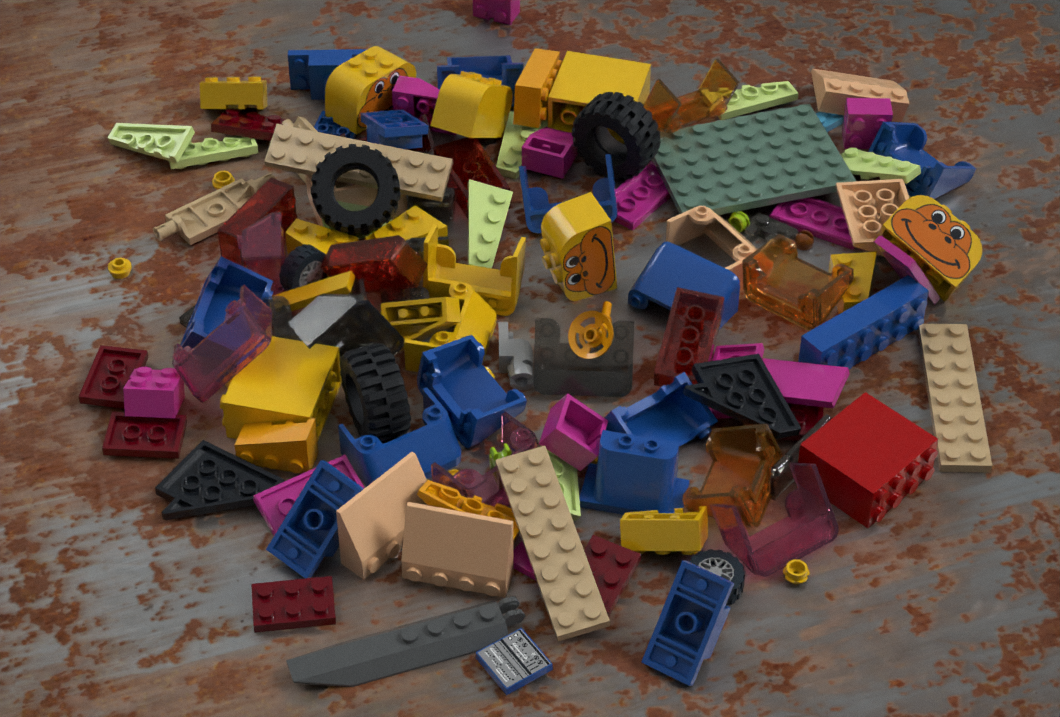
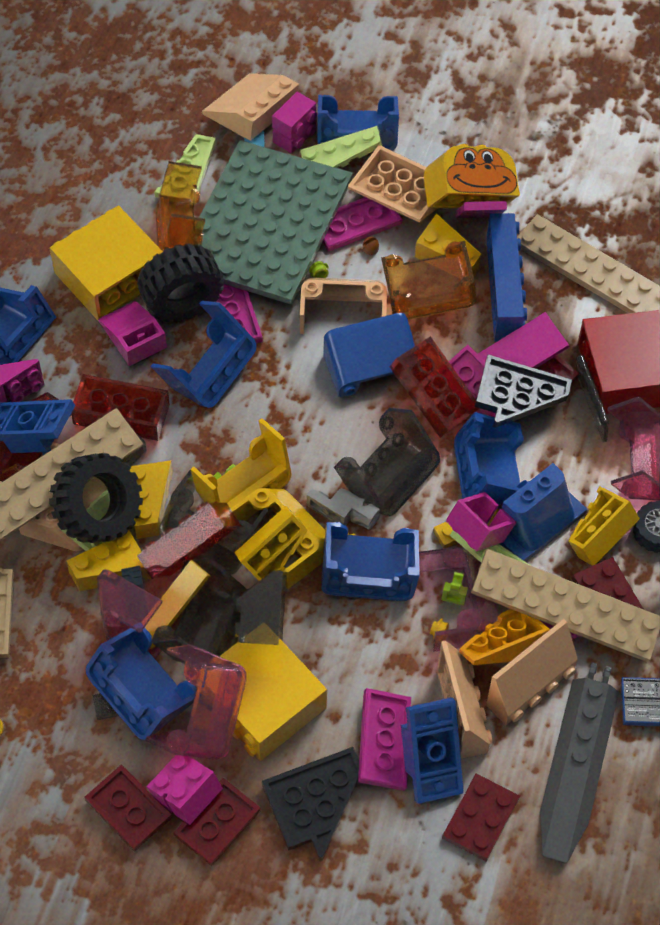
camera: 55 degrees left, 15 degrees up
(270, 198) = (47, 592): clear red brick -> none
(280, 446) = (315, 731): light orange wedge -> none
(375, 392) = (334, 627): black tyre -> none
(430, 443) = (395, 671): blue windscreen -> none
(473, 106) = (62, 354): yellow brick -> none
(486, 220) = (183, 425): yellowish green wing -> none
(511, 148) = (97, 348): yellowish green wing -> none
(534, 87) = (65, 295): light orange brick -> none
(579, 247) = (289, 388): brick -> none
(593, 333) = (374, 439): light orange dish -> none
(738, 472) = (576, 450): clear orange windscreen -> none
(768, 228) = (344, 257): clear smoke plate -> none

